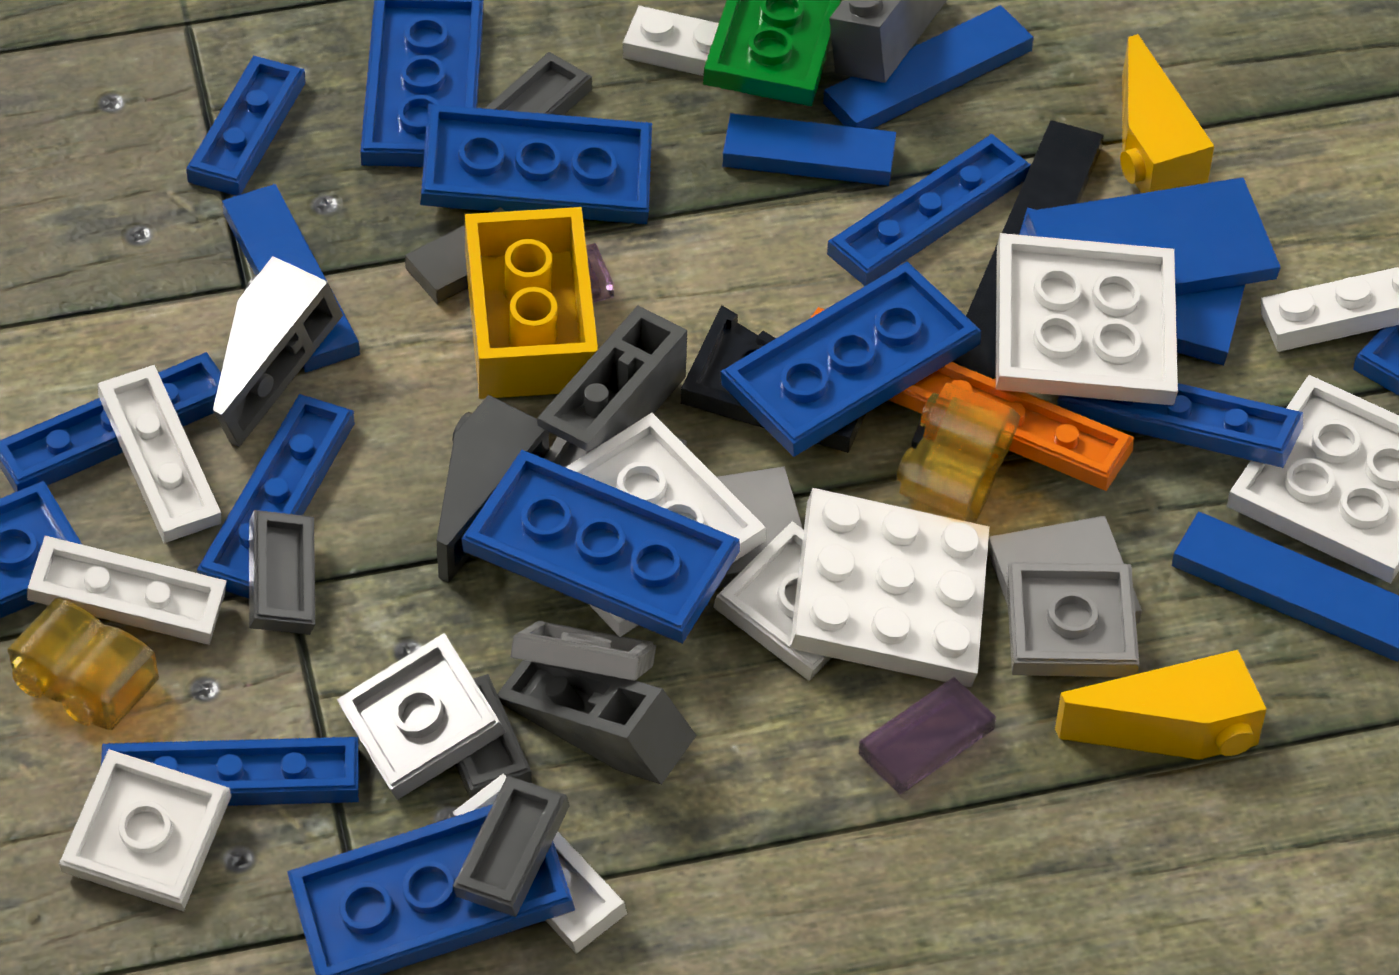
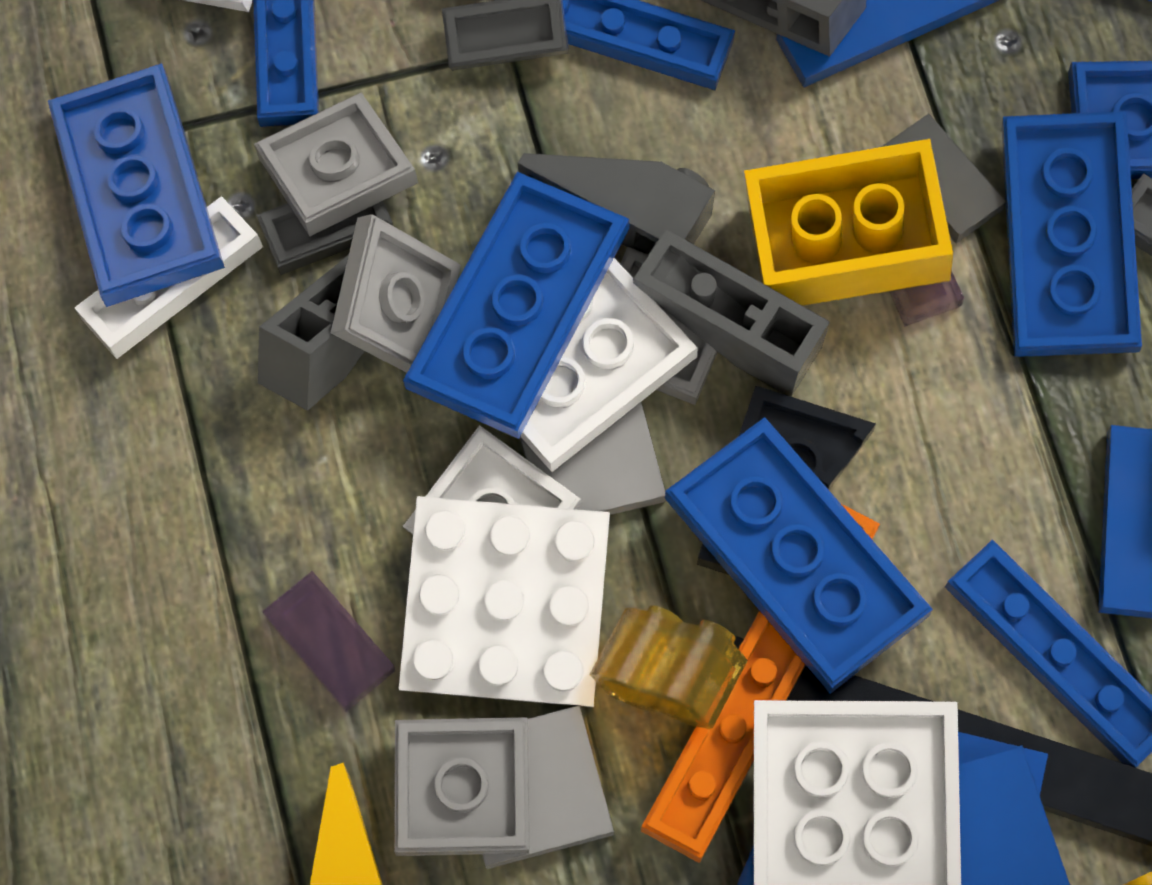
camera: 90 degrees right, 20 degrees up
(511, 846) = (152, 236): dark grey tile -> none

